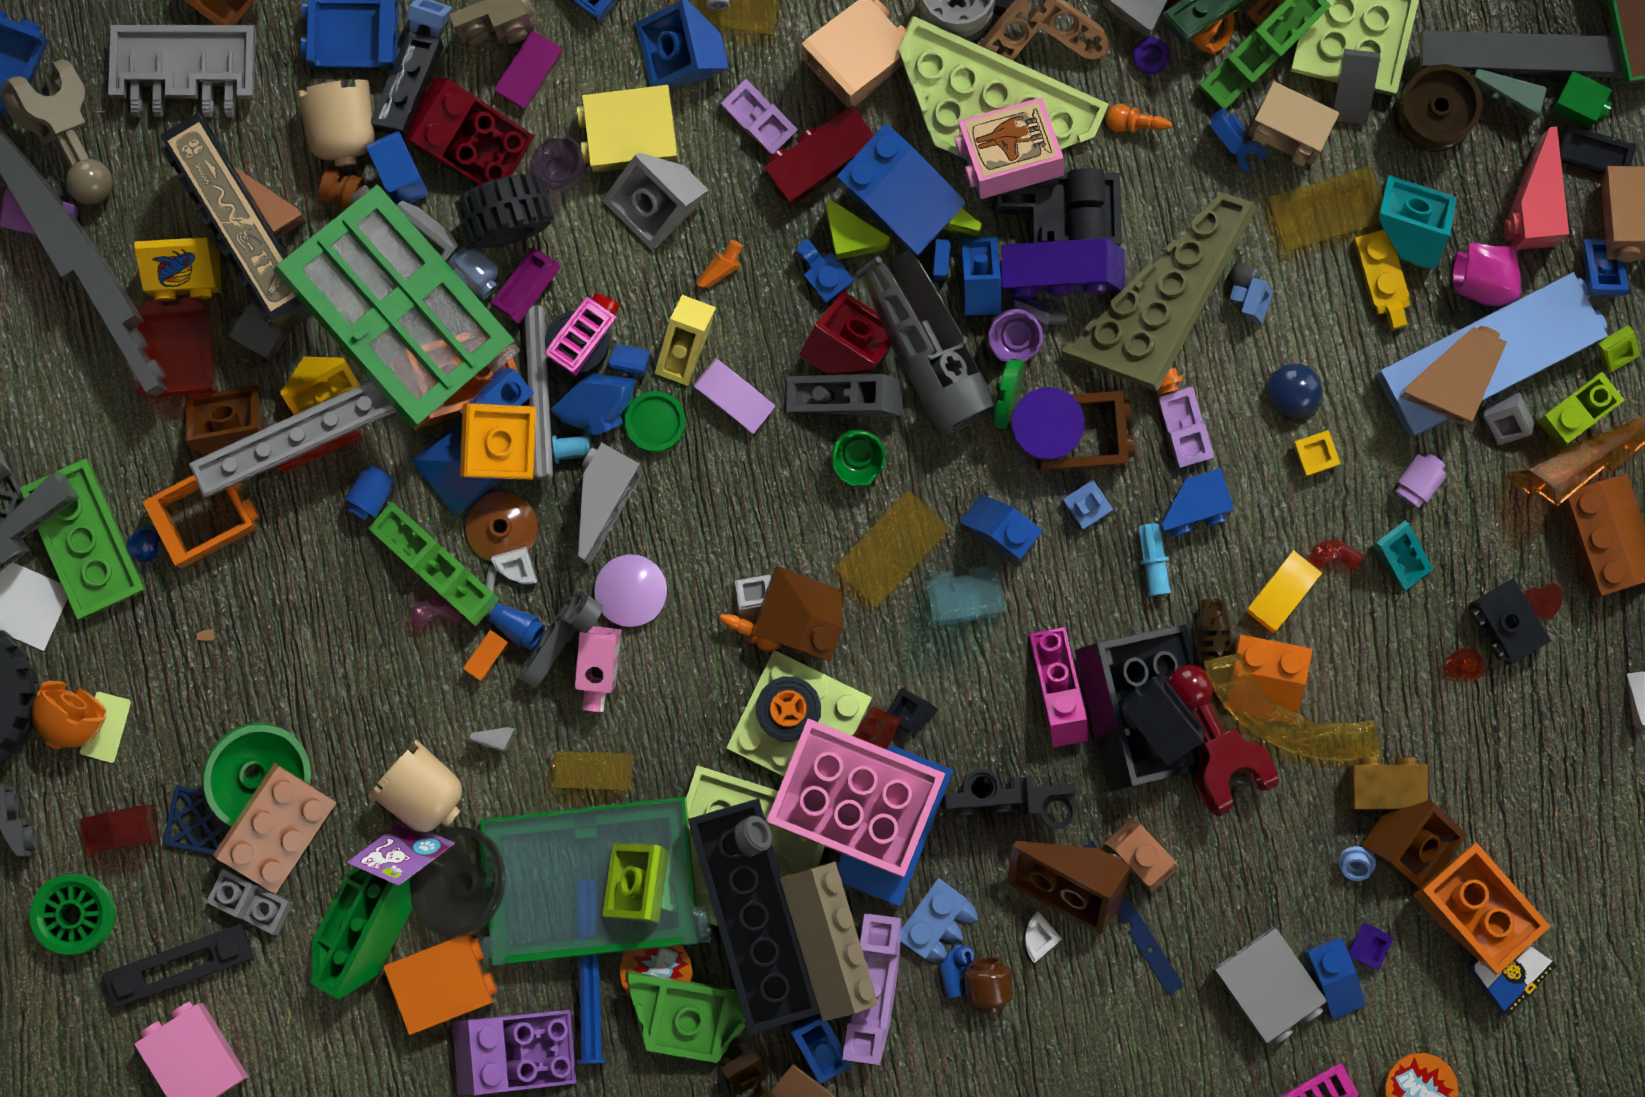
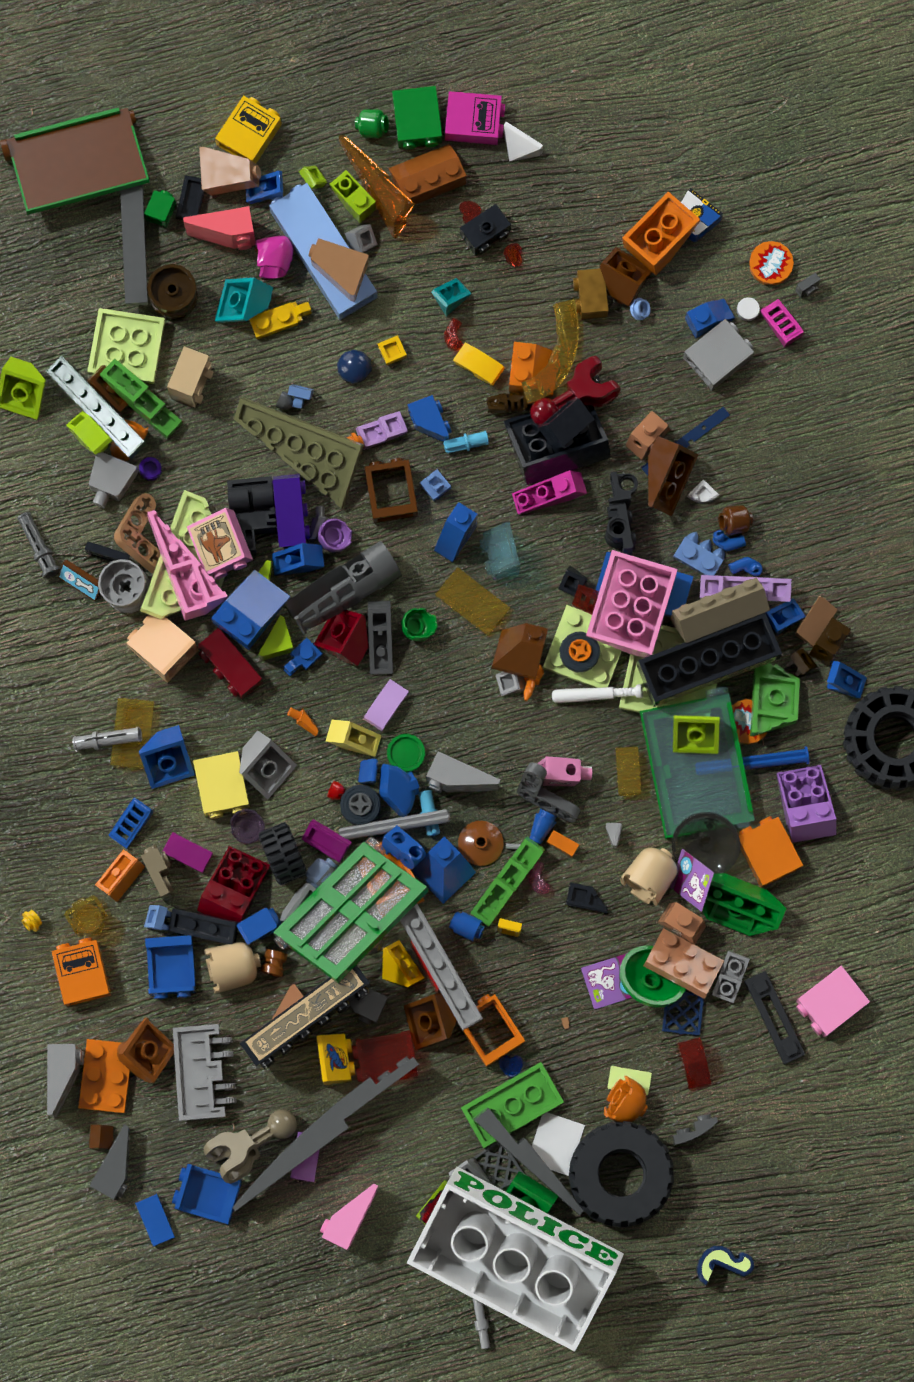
camera: 100 degrees left, 5 degrees down
(44, 897) = (747, 1066): green wheel -> none
(264, 699) = (604, 982): none -> sticker
(339, 832) = (682, 922): none -> nougat torso
(355, 556) = (509, 927): none -> yellow tile
(397, 683) = (585, 898): none -> black tile
(498, 441) = (430, 842): light orange tile -> none
(516, 566) = (504, 830): white tile -> none
(574, 366) = (353, 806): dark pink slope -> none
(631, 590) = (512, 757): lavender dish -> none
(722, 709) = (589, 694): none -> white piece
(752, 836) = (662, 660): dark grey tile -> none
(758, 116) = (206, 706): lavender slope -> none
(914, 996) = (746, 564): none -> blue arm
(941, 260) = (290, 584): blue tile -> none
(943, 100) = (192, 585): none -> bright pink wedge
(1009, 393) = (372, 534): green tile -> none
(1047, 423) = (389, 508): dark purple tile -> none
(1122, 118) = (191, 481): orange bar -> none
(1231, 131) = (196, 414): blue plate -> none
(1326, 208) = (239, 355): clear yellow piece -> none
(1344, 1042) = (748, 309): none -> white tile
(1356, 85) = (162, 341): dark grey slope -> none
(1370, 946) = (689, 297): dark purple plate -> none
(1421, 480) = (403, 287): lavender brick -> none
(1514, 93) = (160, 246): sand green slope -> none

